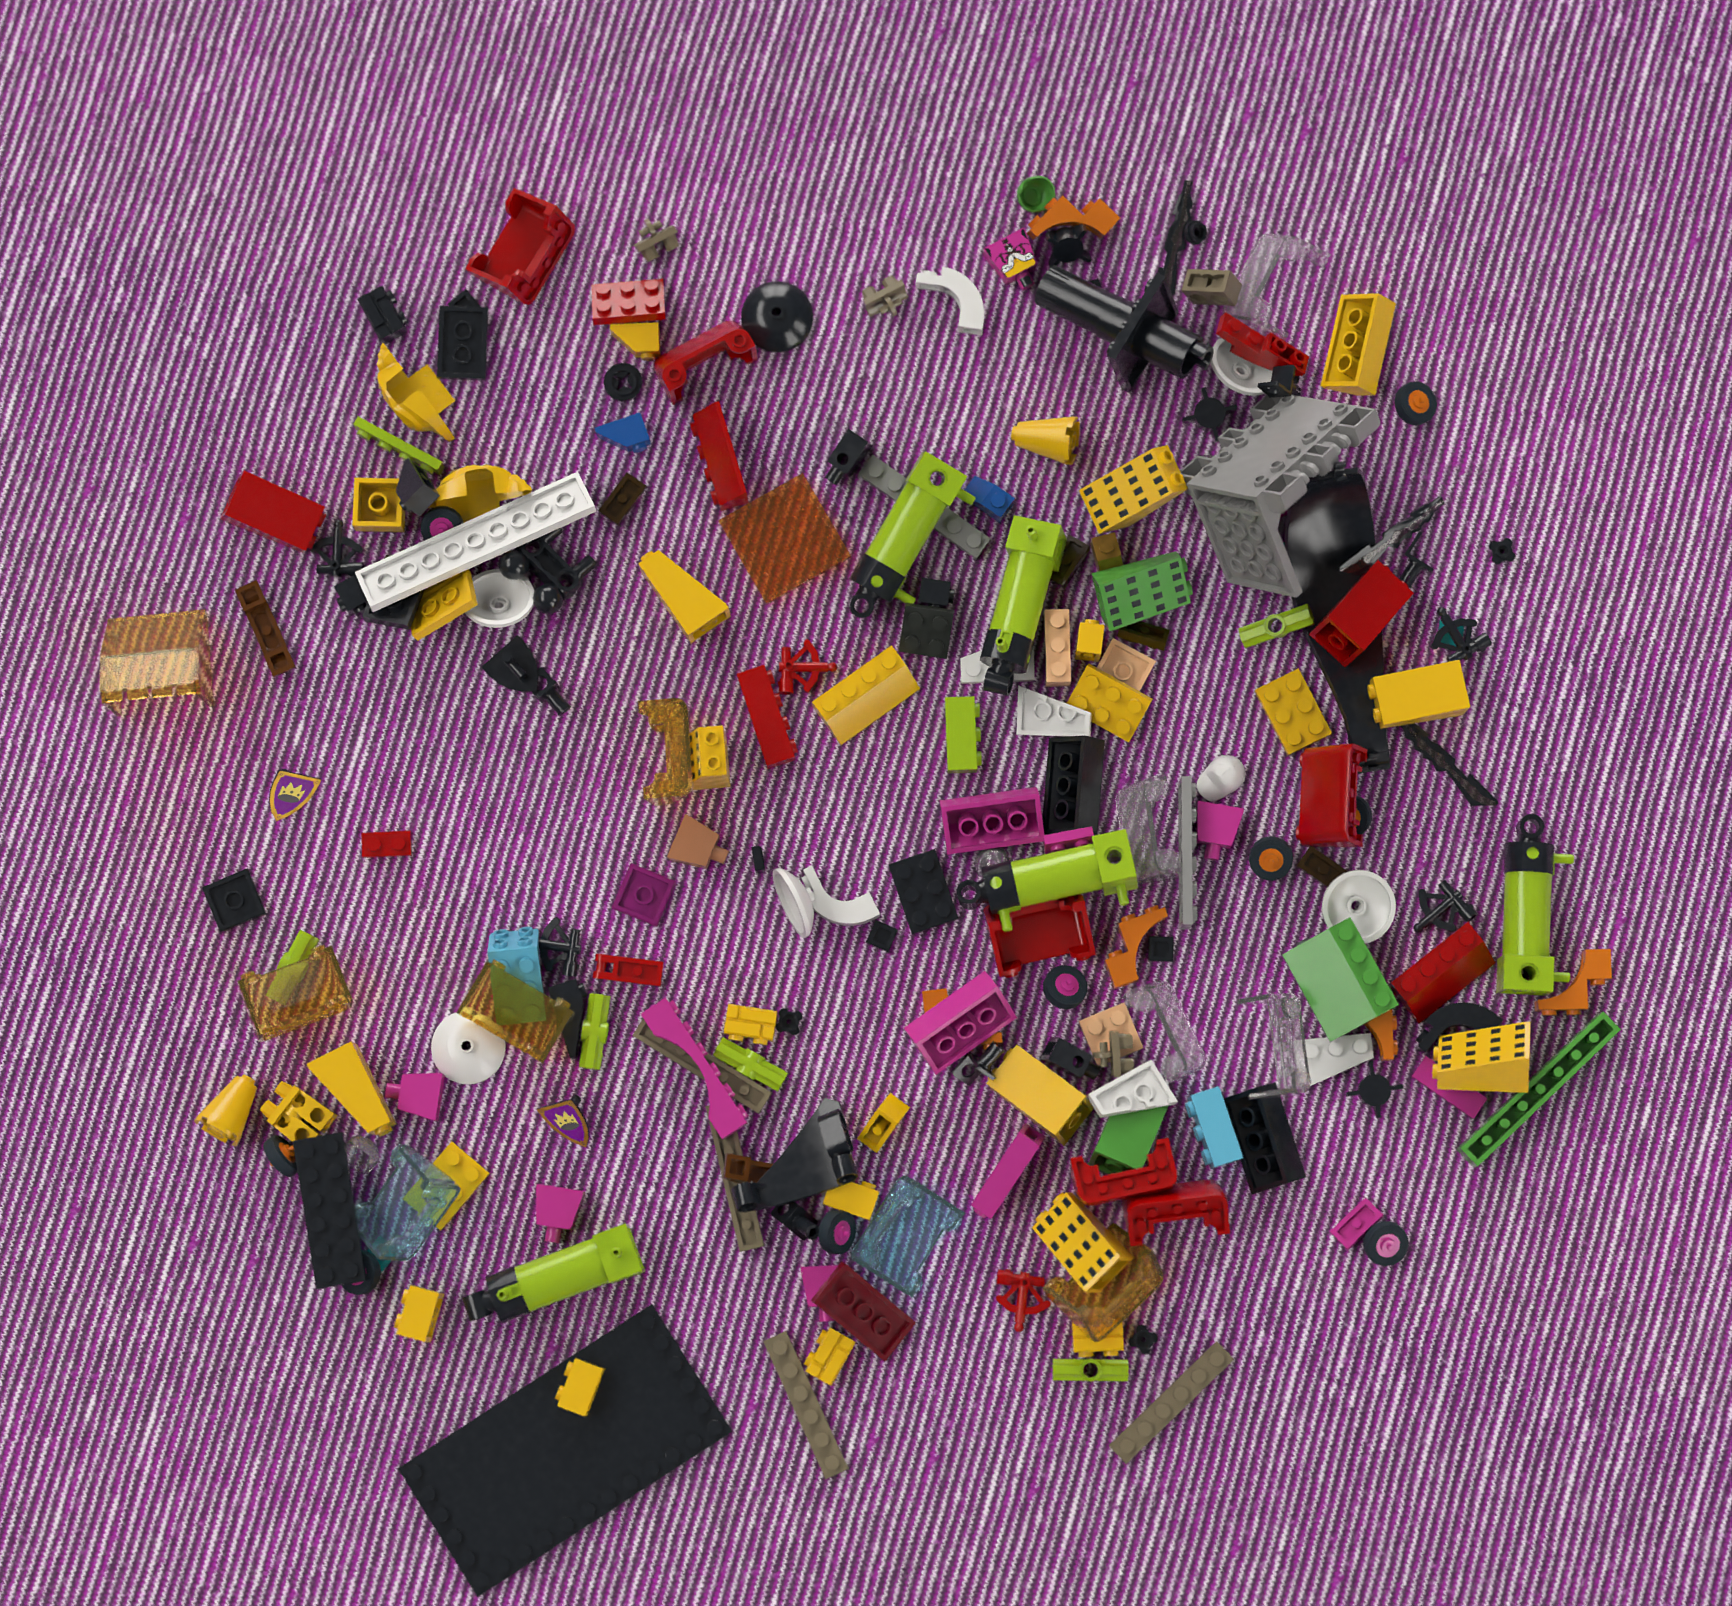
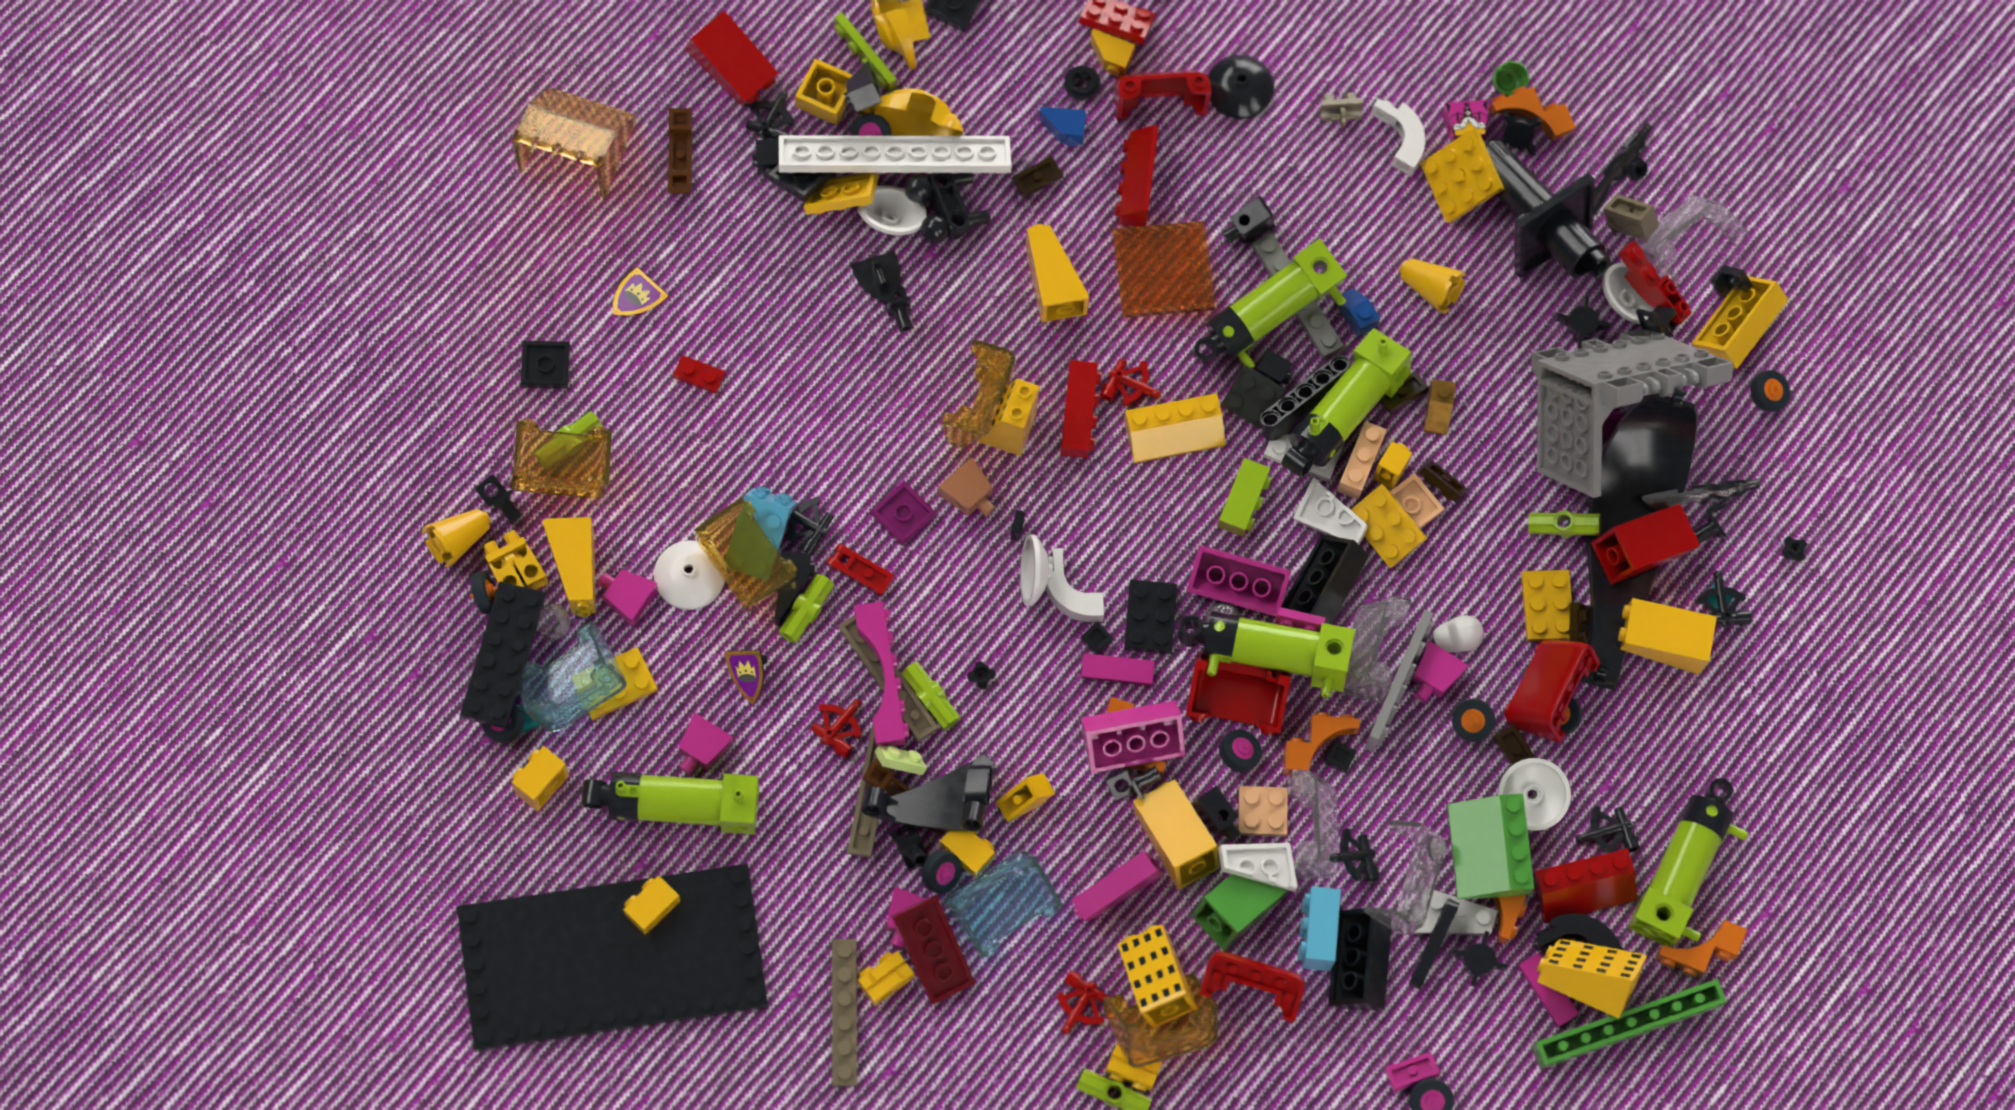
camera: 15 degrees right, 10 degrees down
(254, 1055) = (500, 500): none -> black bracket
(672, 1144) = (831, 734): none -> red piece
(750, 1023) = (946, 660): yellow brick -> none
(751, 1141) = (900, 759): none -> yellowish green plate
(915, 957) = (1117, 669): none -> dark pink tile
(979, 620) = (1302, 399): none -> black beam
(1032, 317) = (1462, 175): none -> yellow plate
(1098, 1189) = (1220, 936): red windscreen -> none
(1117, 1042) = (1266, 815): dark tan hips -> none
(1133, 490) = (1488, 352): yellow slope -> none
(1141, 589) = (1459, 441): bright green slope -> none
(1144, 1347) = (1175, 1082): black plate -> none
(1223, 1034) = (1363, 854): none -> black piece
(1325, 1093) = (1434, 943): none -> black beam
(1332, 305) = (1730, 278): none -> black bracket
(1332, 720) = (1579, 622): none -> dark brown plate
(1443, 761) = (1664, 705): black sword -> none

